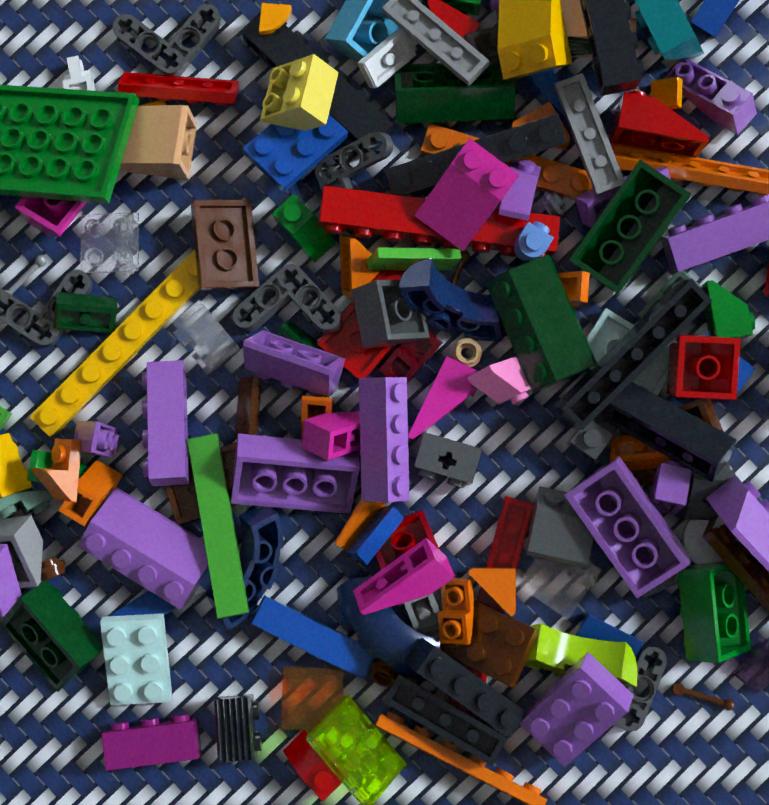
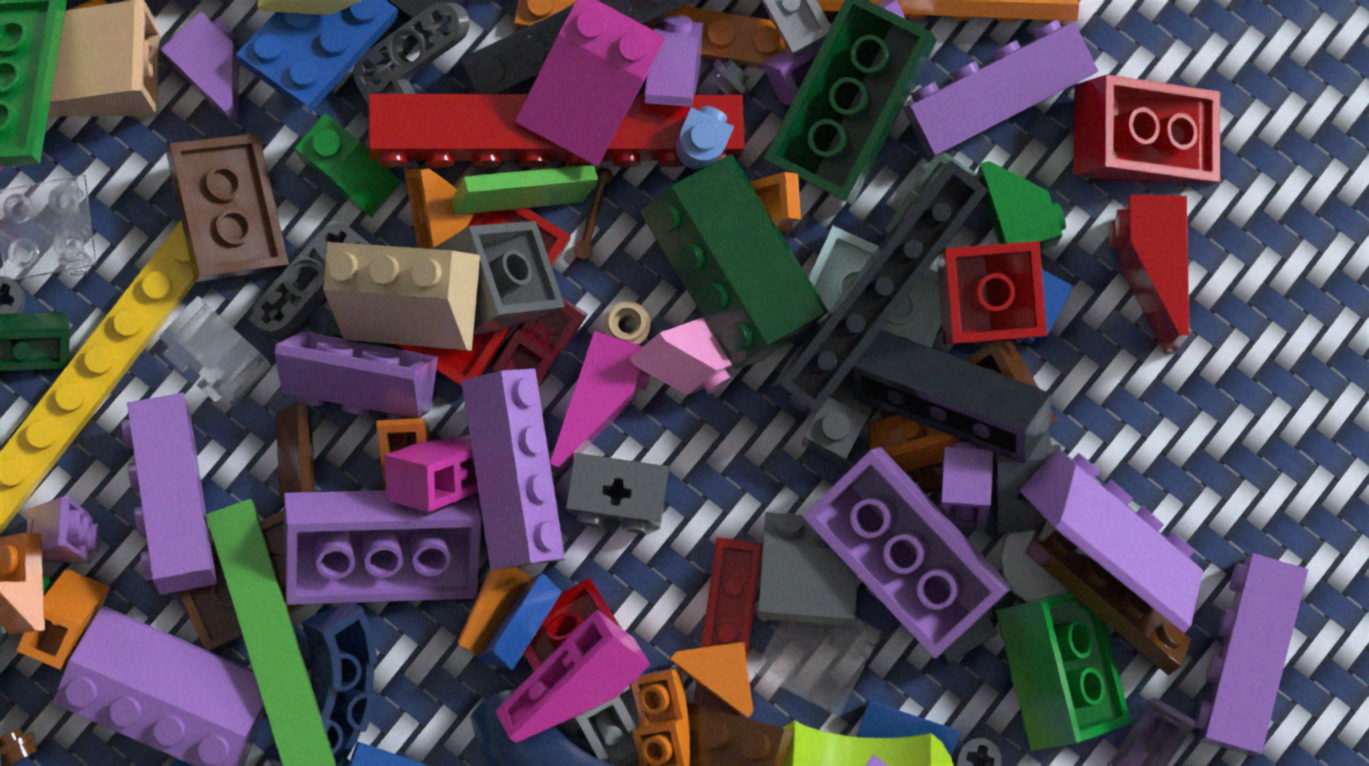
camera: 15 degrees left, 5 degrees down
(224, 148) = (208, 61): none -> medium lavender slope
(328, 318) = (402, 294): none -> tan slope
(449, 305) = (589, 254): dark blue brick -> none

